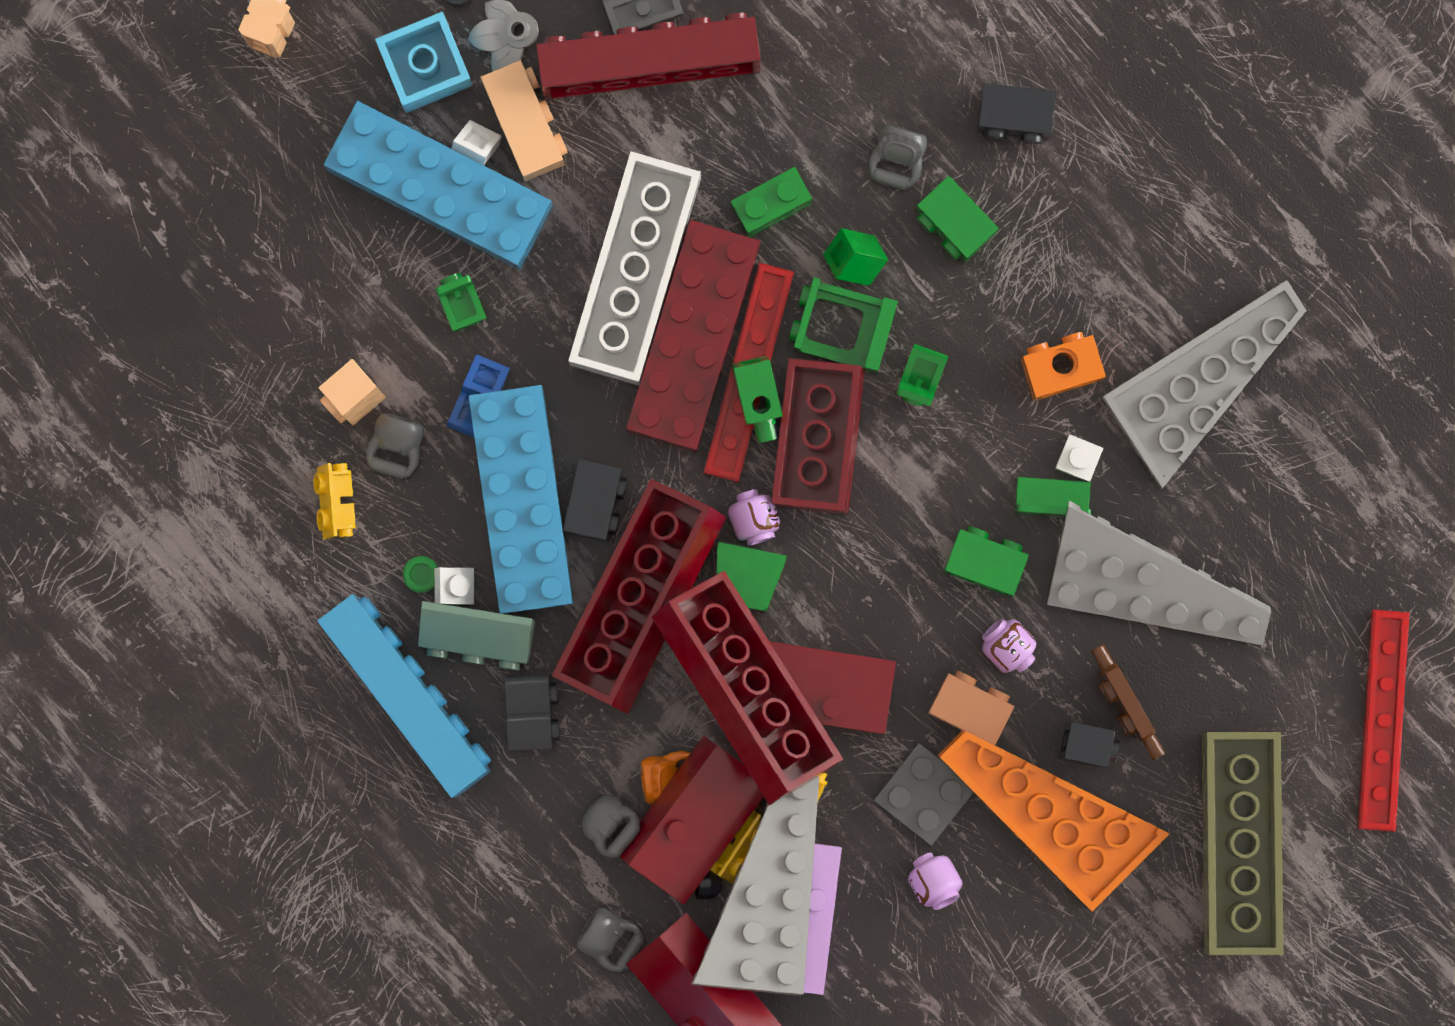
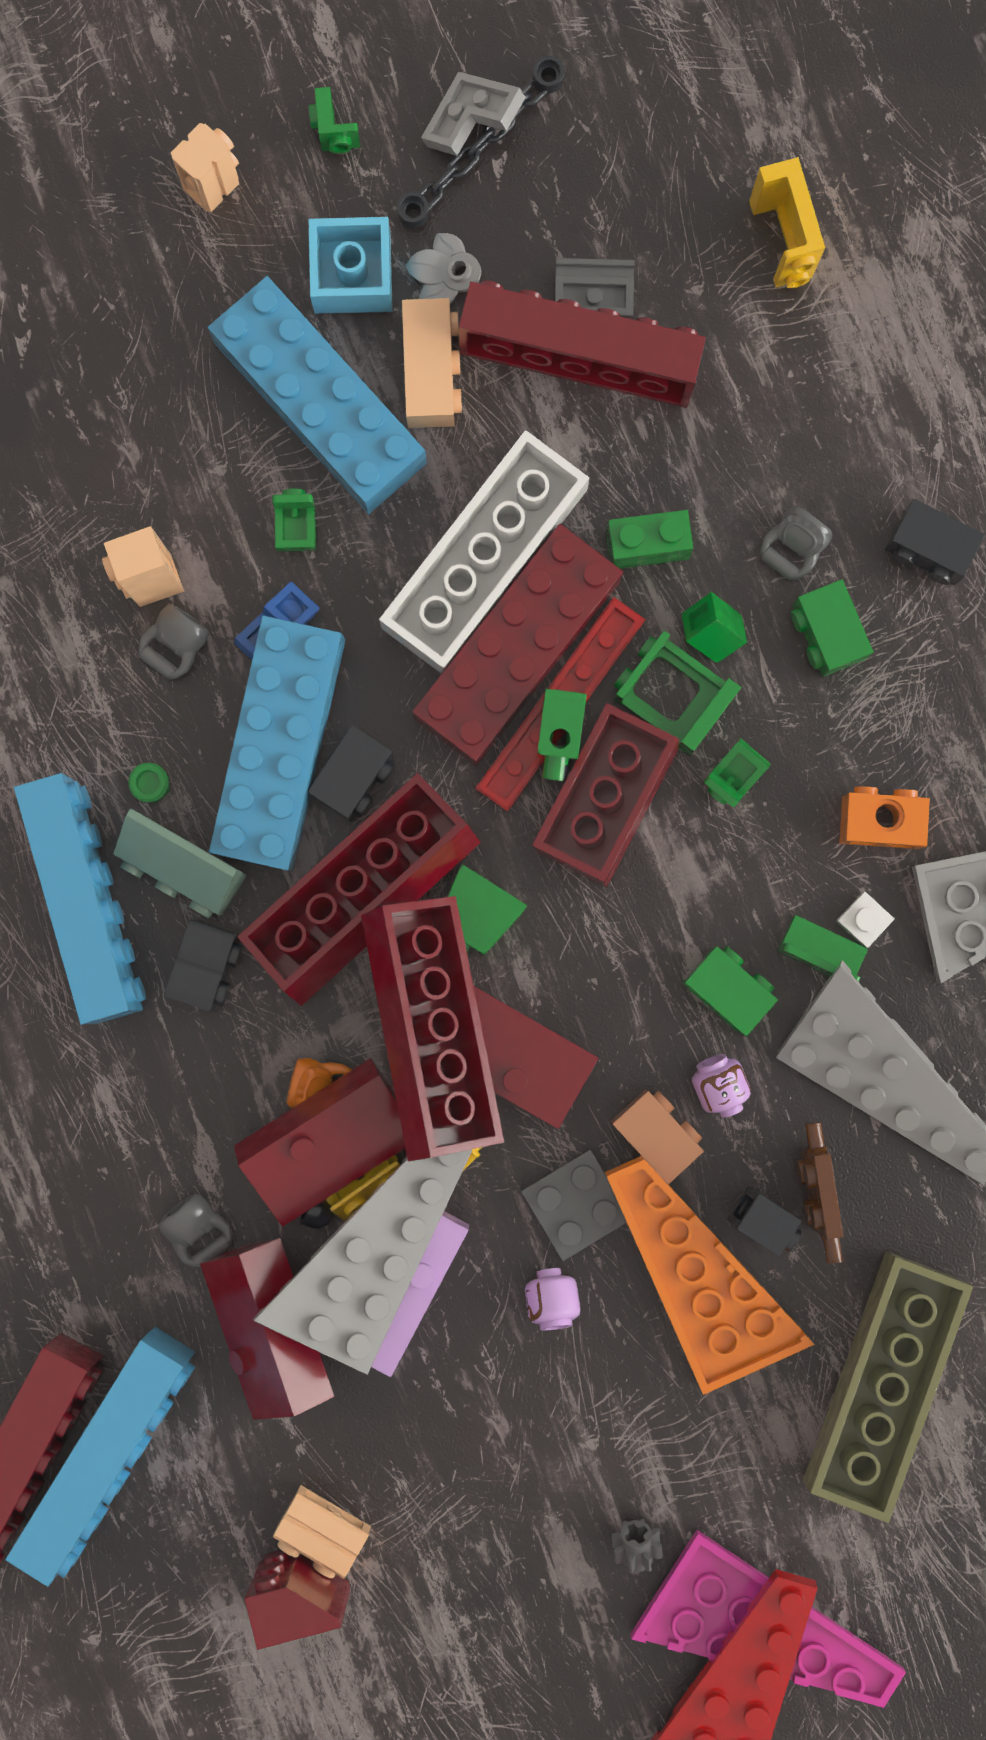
camera: 20 degrees right, 0 degrees up
(332, 514) = (91, 659): yellow hinge -> none
(454, 586) = (176, 807): white plate -> none
(476, 142) = (373, 367): white plate -> none
(603, 821) = (235, 1106): dark grey piece -> none
(754, 517) = (509, 853): lavender head -> none

